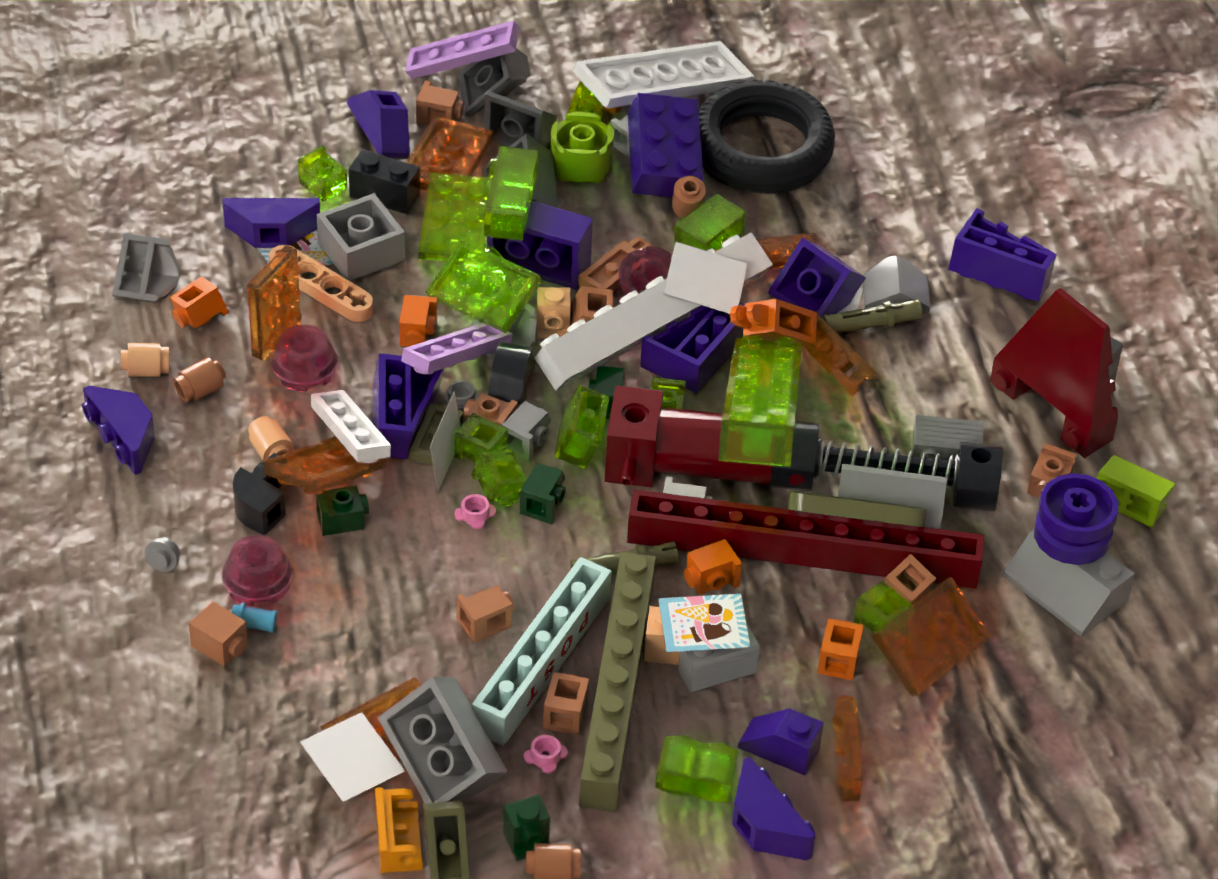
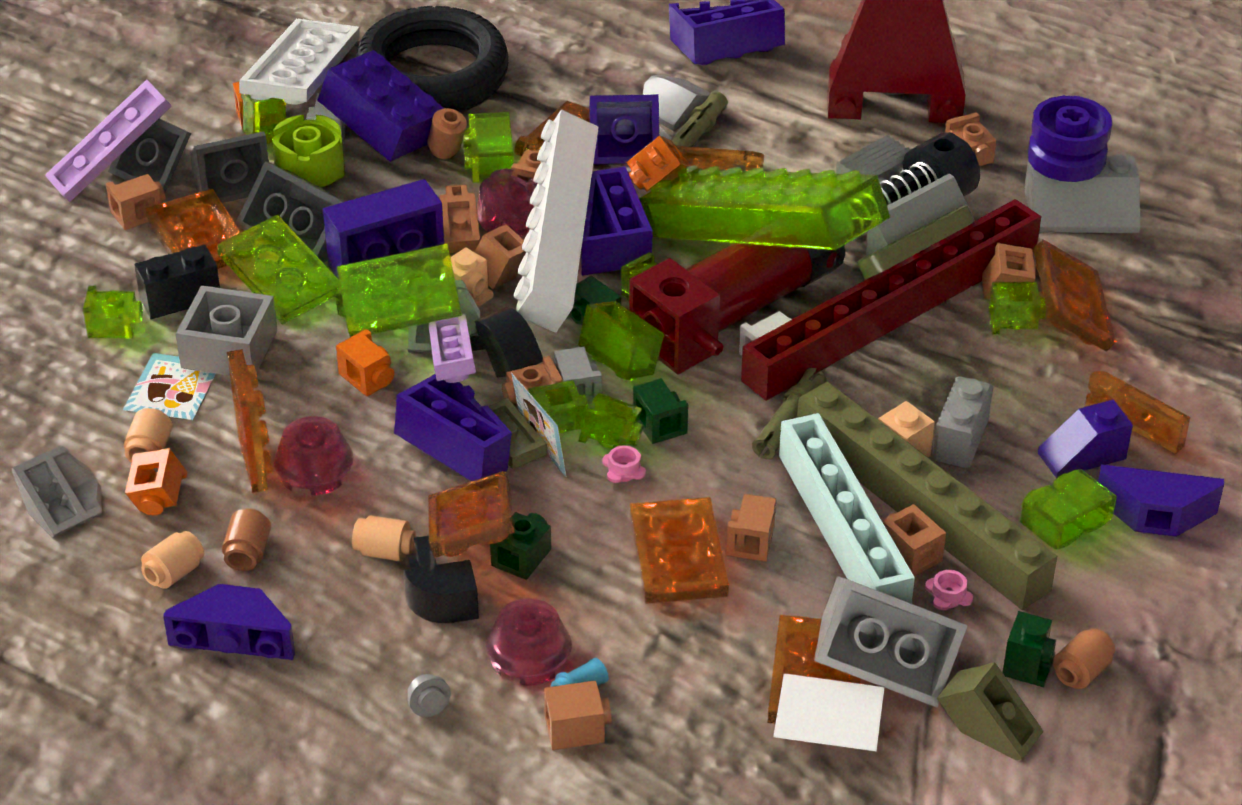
camera: 45 degrees left, 5 degrees down
(234, 272) = (147, 432): none -> light nougat brick
(271, 220) = (117, 377): dark purple slope -> none
(326, 279) = (200, 388): light nougat beam -> none
(350, 426) = (445, 470): white plate -> none
(383, 121) = (106, 237): dark purple slope -> none
(398, 831) = (938, 743): light orange hinge -> none
(423, 589) = (678, 550): none -> clear orange plate
(463, 391) = (486, 389): light grey plate -> none
(509, 193) = (343, 197): clear neon green brick -> none
(704, 622) = (938, 396): sticker -> none
(705, 278) = (574, 163): white sticker -> none
(713, 567) = (860, 366): orange brick -> none
(840, 649) = (1027, 351): orange brick -> none
(1138, 491) = (1017, 115): lime hinge -> none

